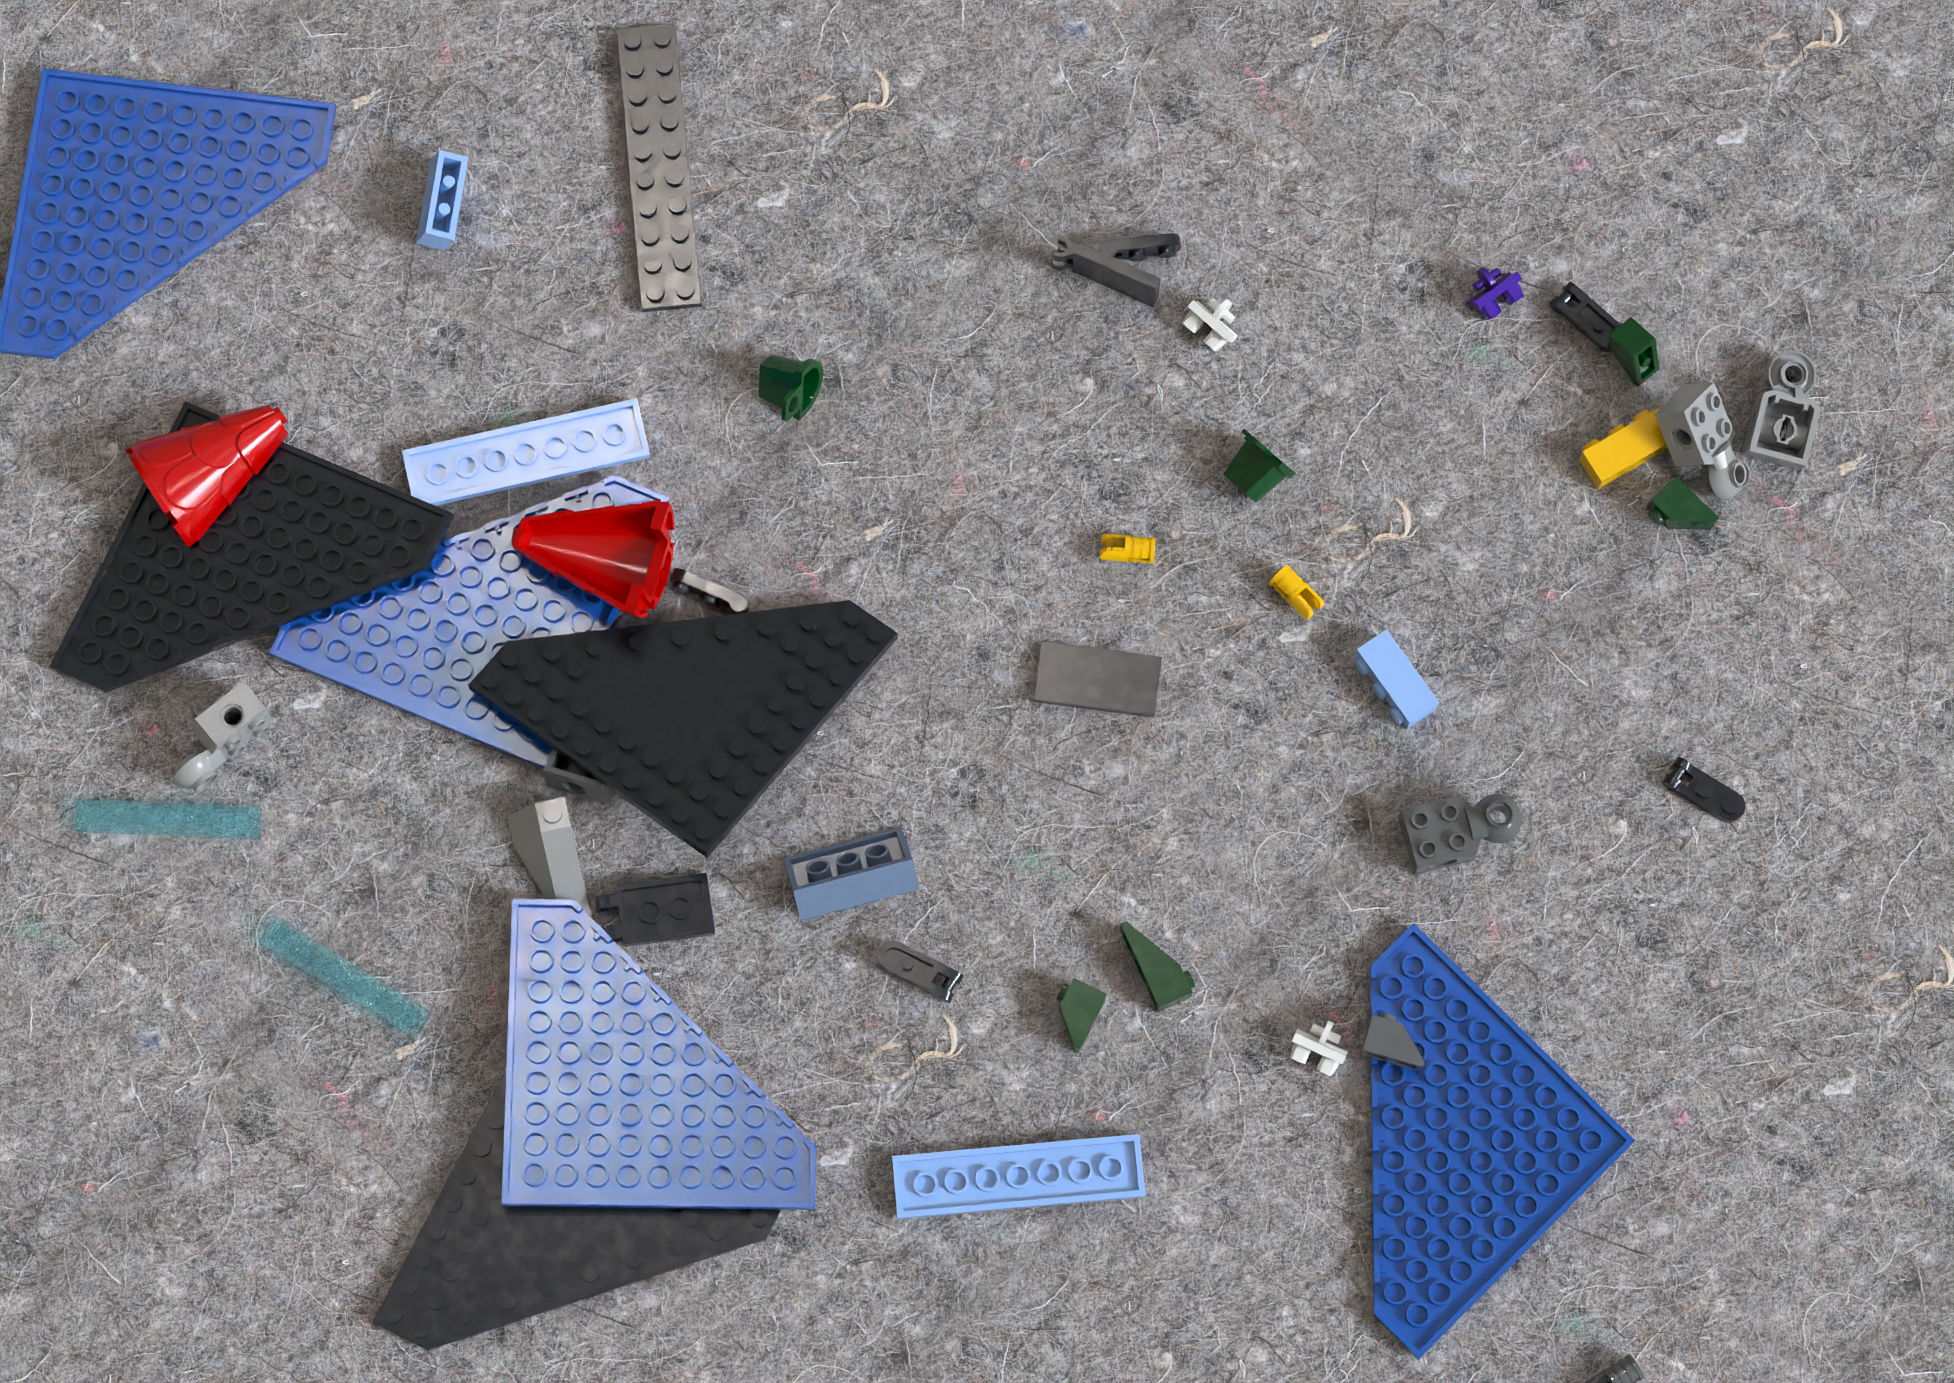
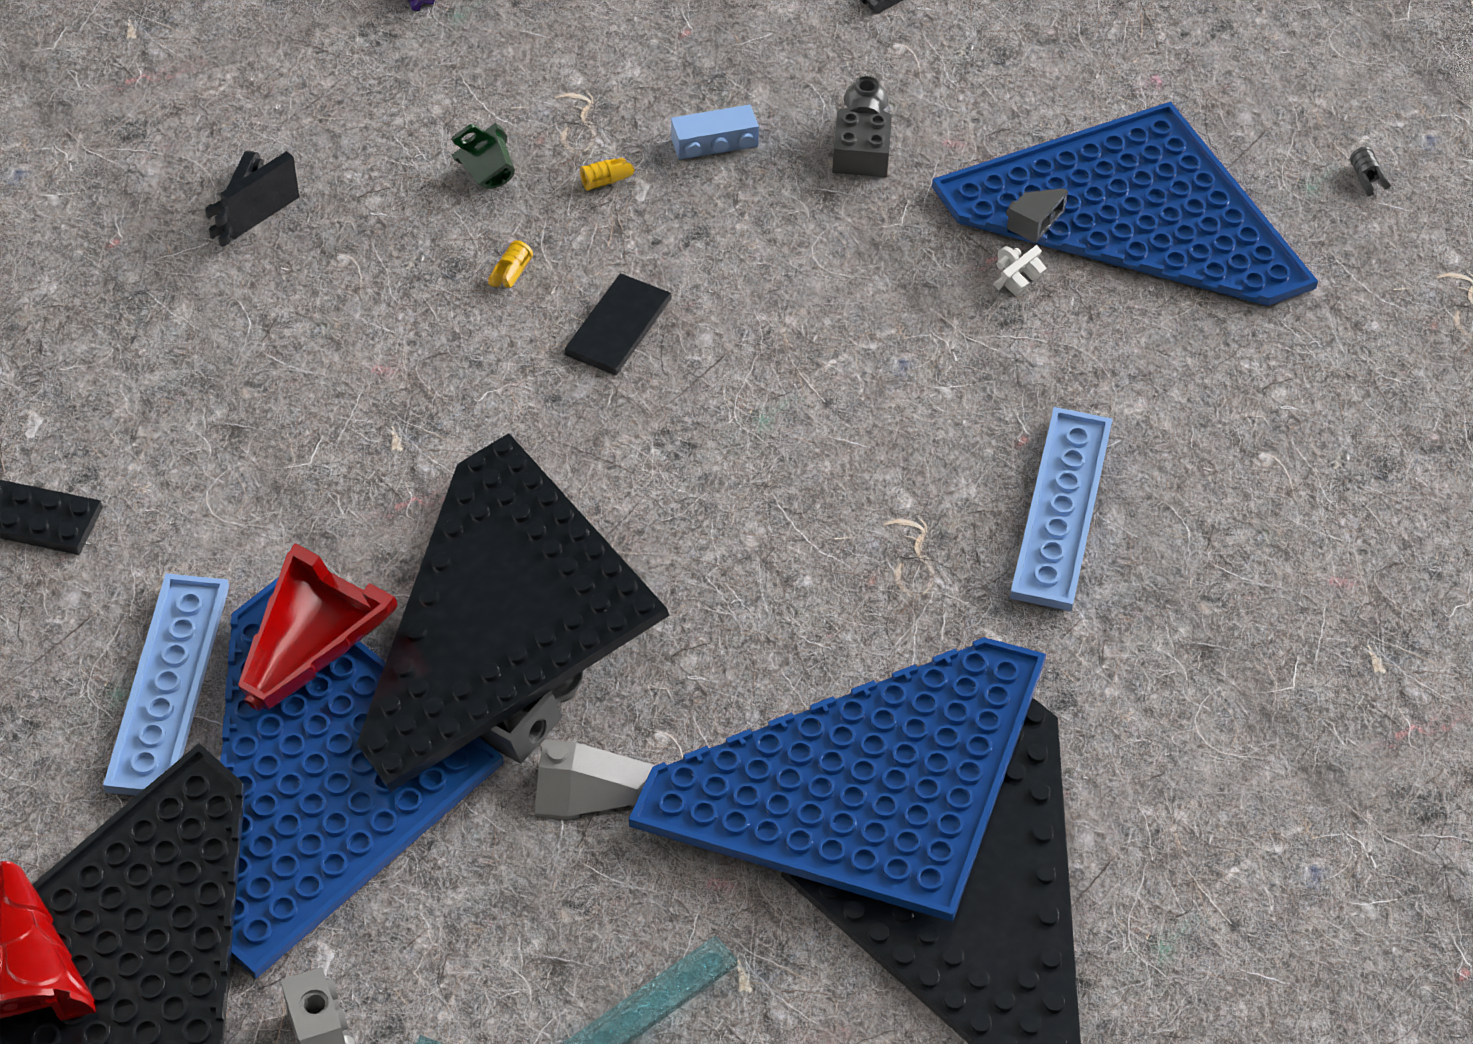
camera: 70 degrees left, 25 degrees down
(660, 910) = (690, 707): black tile -> none
(709, 592) = (396, 567): plate -> none
(790, 384) = (222, 449): dark green container -> none
(851, 873) = (721, 545): sand blue slope -> none
(918, 969) = (835, 523): black plate -> none
(1079, 1010) = (924, 418): dark green slope -> none
(1160, 972) = (904, 354): dark green slope -> none
(1199, 315) = (338, 152): white hips -> none

